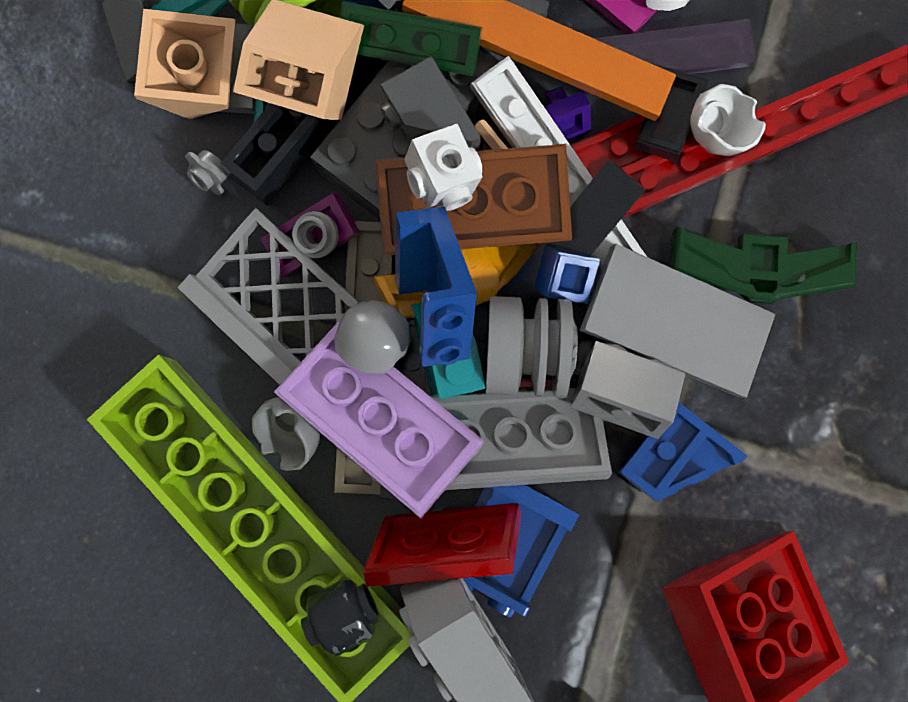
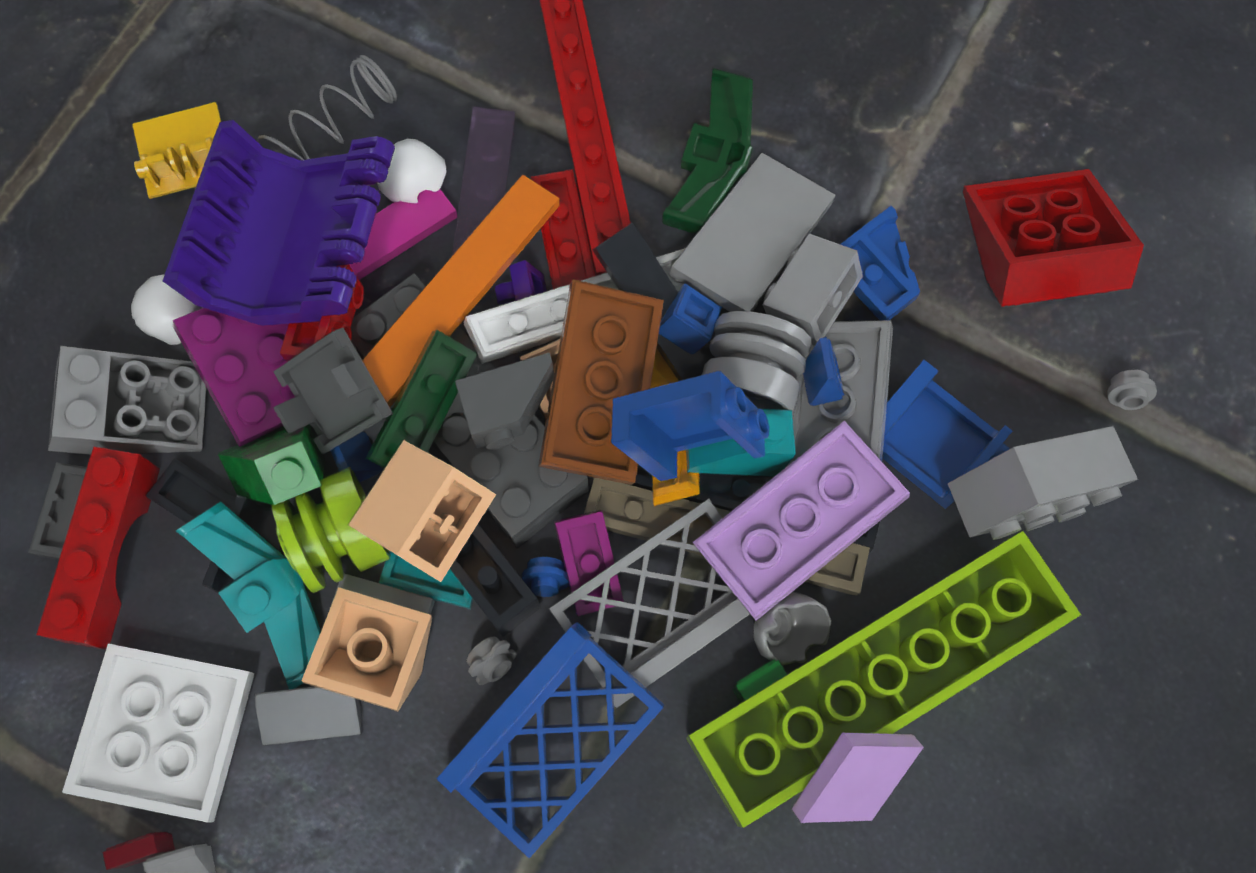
camera: 80 degrees left, 10 degrees down
(152, 515) = (856, 777): none -> lavender tile
(169, 210) = (511, 721): none -> blue fence
(232, 413) = (758, 680): none -> green tile
(290, 199) = (545, 576): none -> blue plate
(303, 237) = (605, 560): light grey plate -> none
(340, 617) = (994, 591): black head -> none
(372, 336) = (718, 507): light grey hair -> none
(443, 168) = (578, 390): white brick -> none
(445, 545) = (939, 473): red tile -> none
(536, 416) = (822, 374): none -> blue slope
(670, 130) = (575, 200): black tile -> none
(726, 121) = (576, 145): white hair -> none

